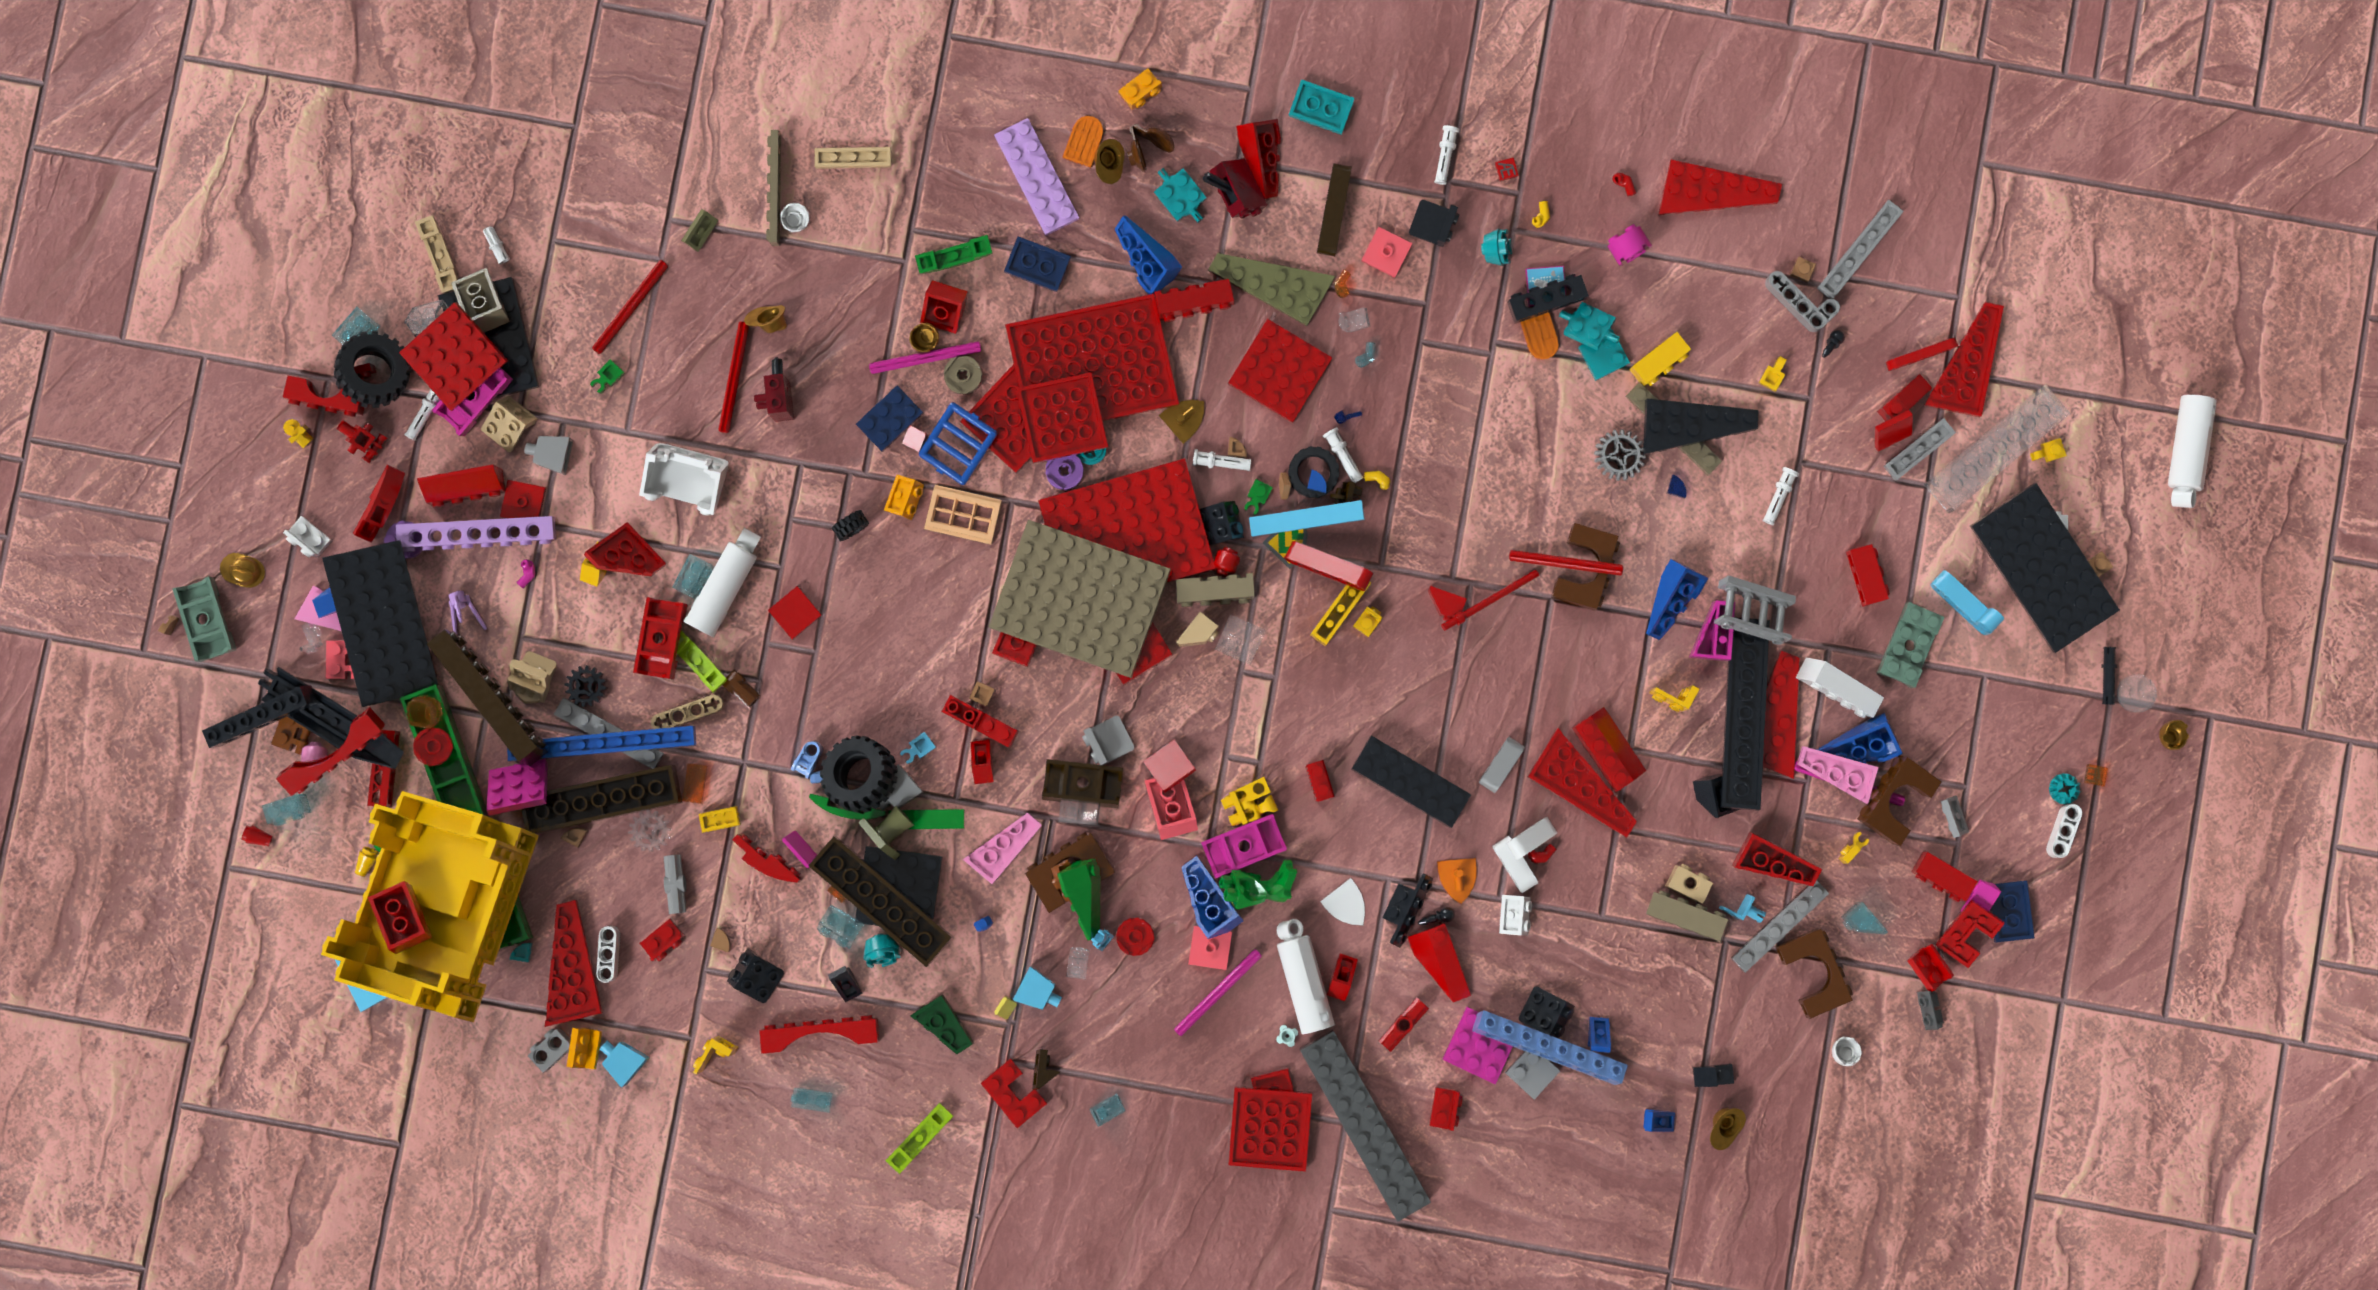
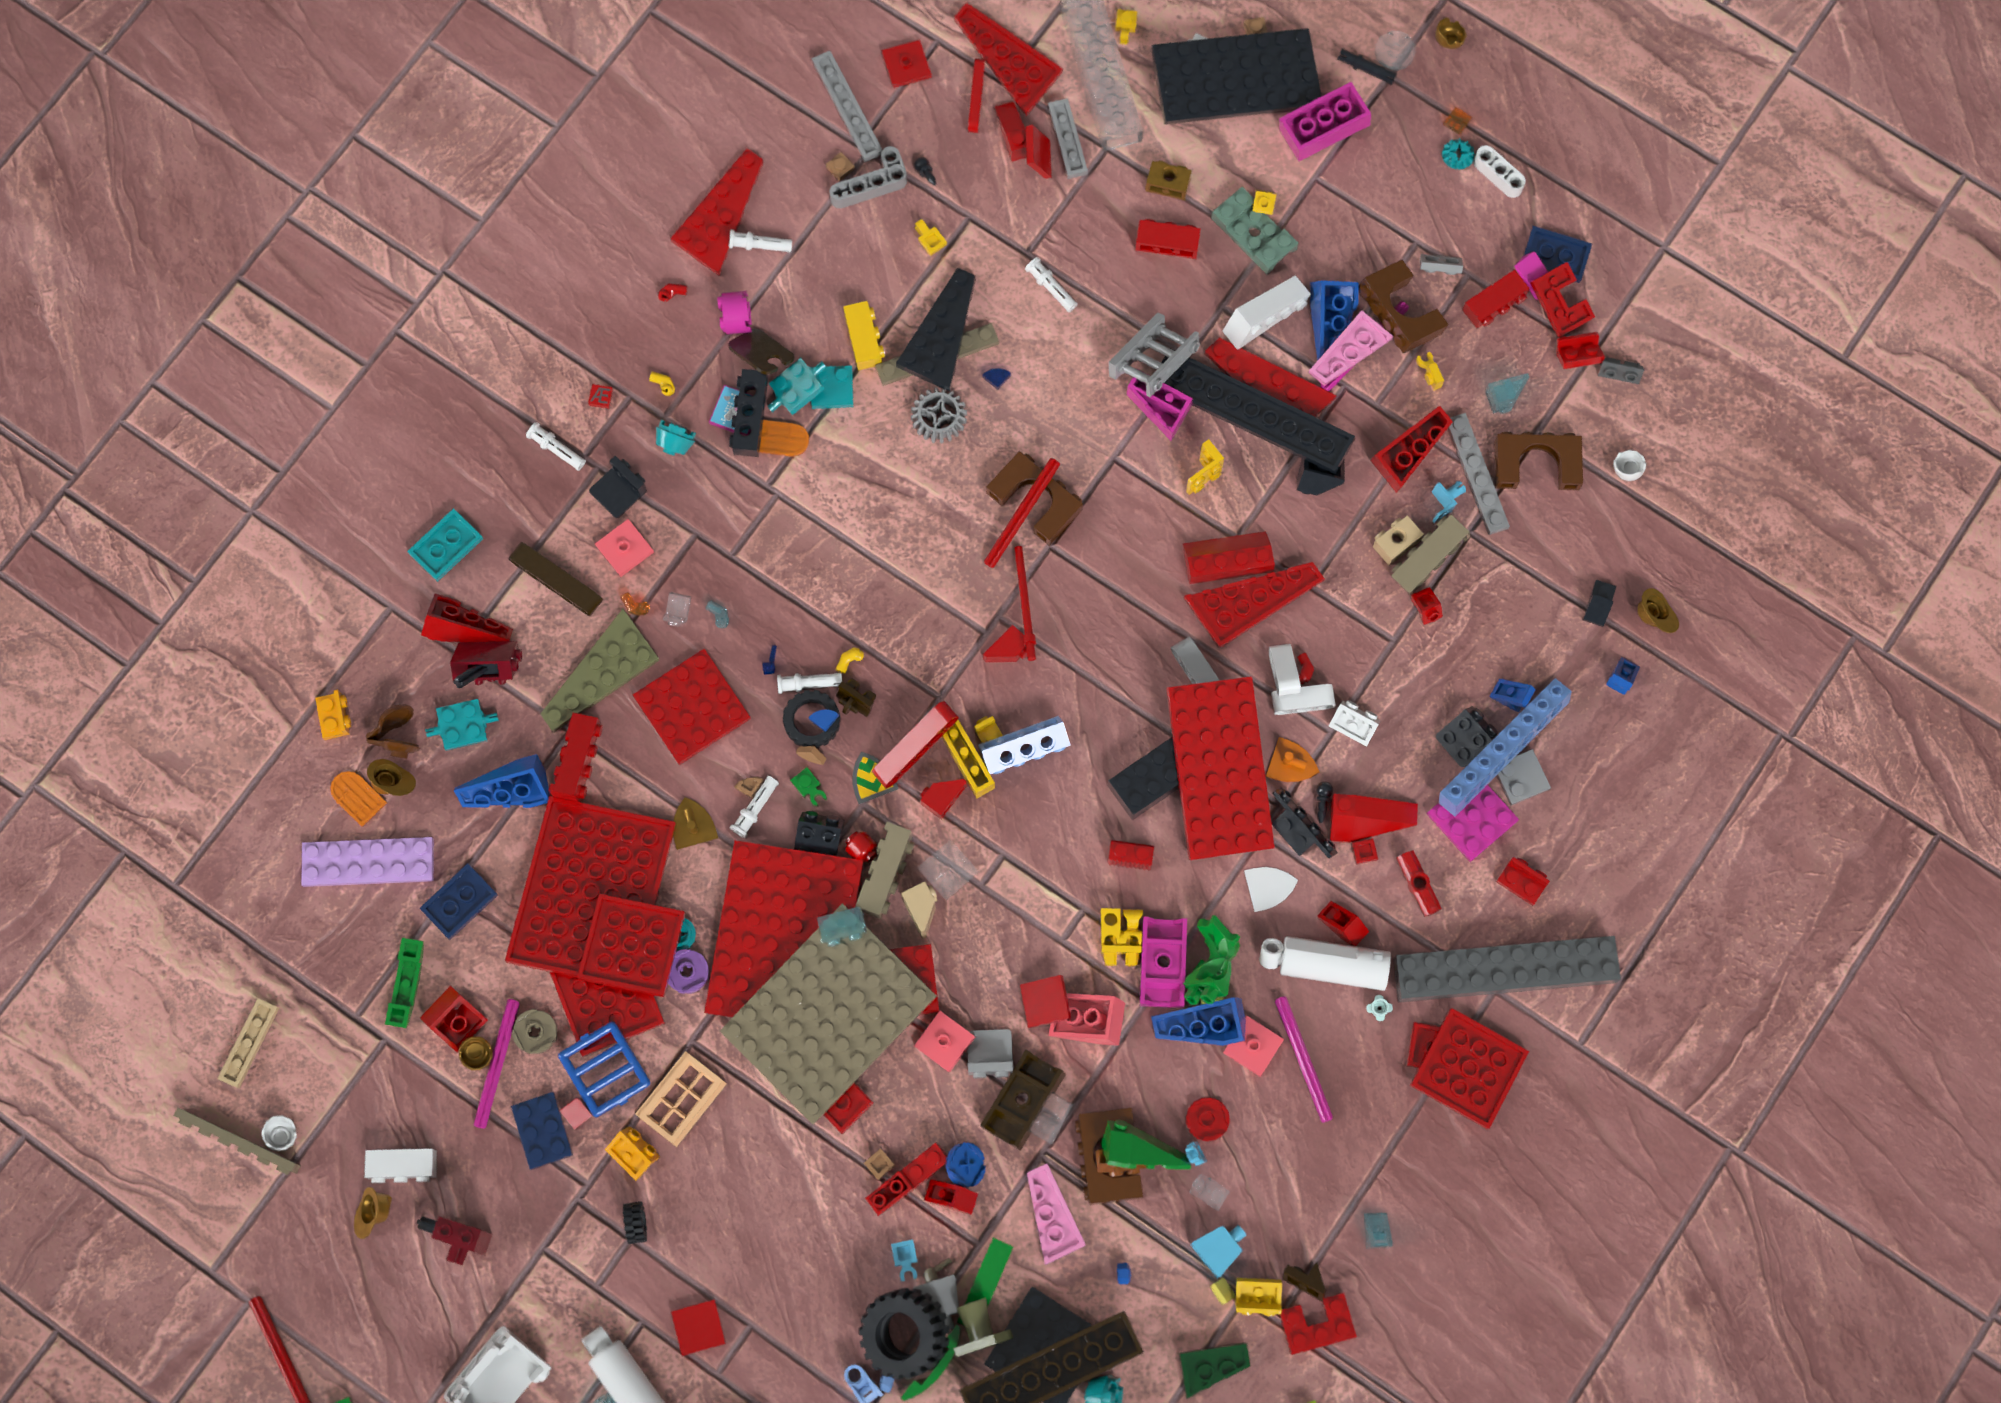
camera: 65 degrees left, 10 degrees down
(699, 230) = (239, 1243): olive plate -> none
(733, 378) = (415, 1279): red axle -> none
(813, 323) = (400, 1165): none -> white brick
(915, 773) = (930, 1274): none -> dark tan hand
(1011, 761) = (965, 1165): none -> blue tile
(1013, 1037) = (1258, 1296): none -> yellow bracket
(1101, 700) = (944, 1041): none -> coral plate
(1151, 577) = (842, 925): none -> clear light blue bracket
(1297, 606) = (942, 796): none -> red slope
(1307, 518) = (855, 746): medium azure tile -> none
(1380, 655) = (1013, 741): none -> brick
(1411, 969) = (1364, 851): none -> red tile
(1423, 821) = (1220, 768): none -> red plate
(1606, 278) = (758, 348): none -> dark brown piece
(1643, 932) = (1427, 605): none -> red bracket
(1675, 590) = (1097, 421): blue wedge -> none
(1699, 226) = (752, 241): none -> white pin
(1916, 561) = (1176, 188): none -> pearl gold brick
(1923, 281) = (906, 63): none -> red plate
(1940, 641) = (1264, 202): none -> yellow bracket
(1966, 604) = (1240, 161): medium azure beam -> none
(2038, 661) = (1325, 121): none -> dark pink brick

